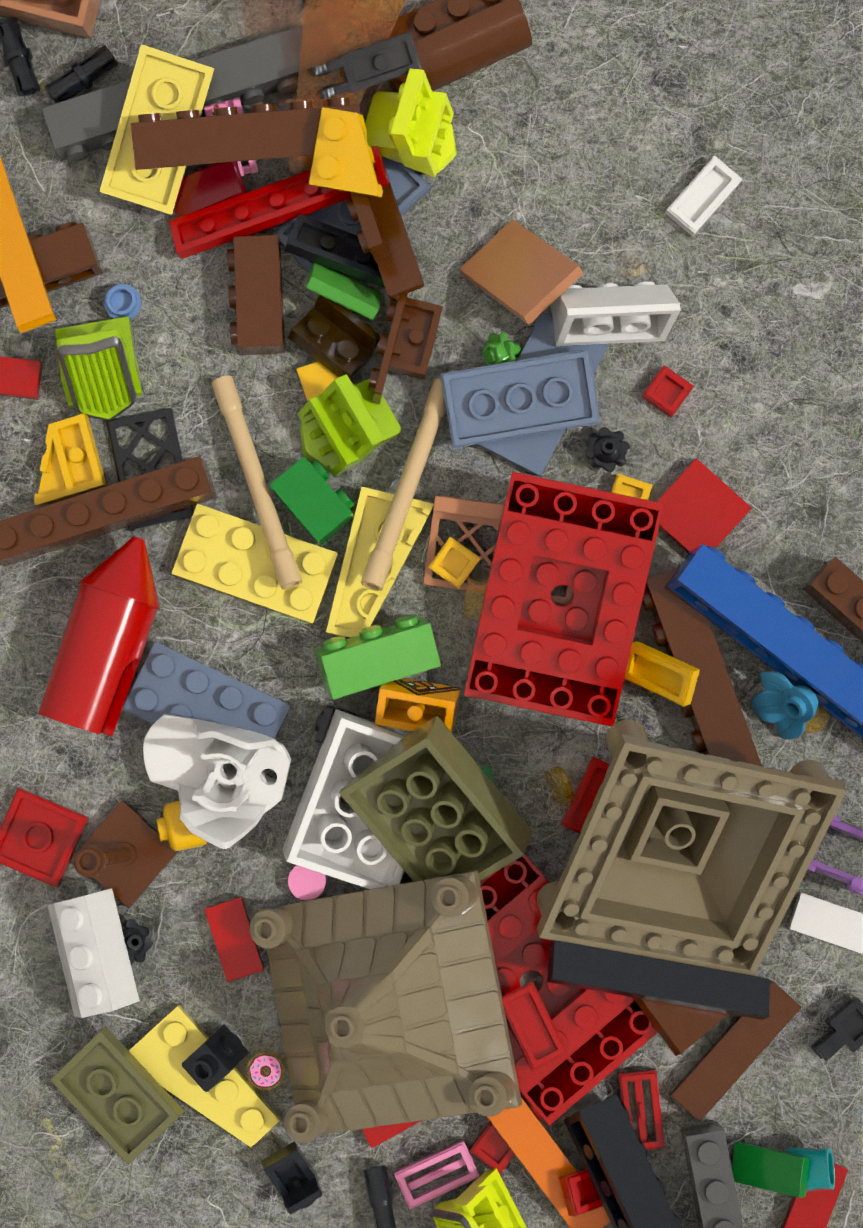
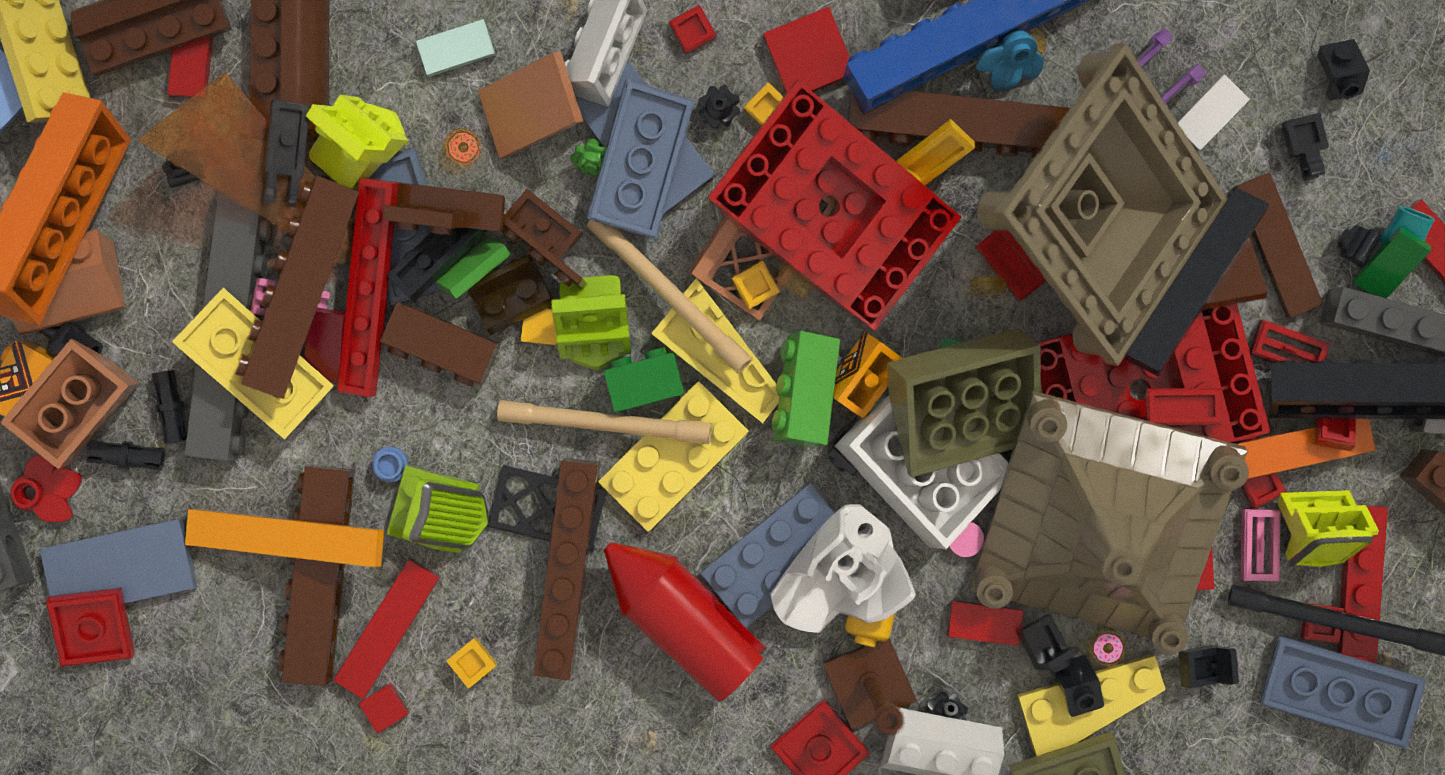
camera: 65 degrees left, 5 degrees up
(70, 462) = (510, 574): yellow wing -> none
(240, 1006) = (1046, 645): none -> black bracket
(343, 155) = (357, 211): yellow wing -> none
(453, 230) = (462, 146): none -> clear yellow tile
(542, 181) = (455, 48): none -> light aqua tile
(774, 1127) = (1358, 244): none -> black plate

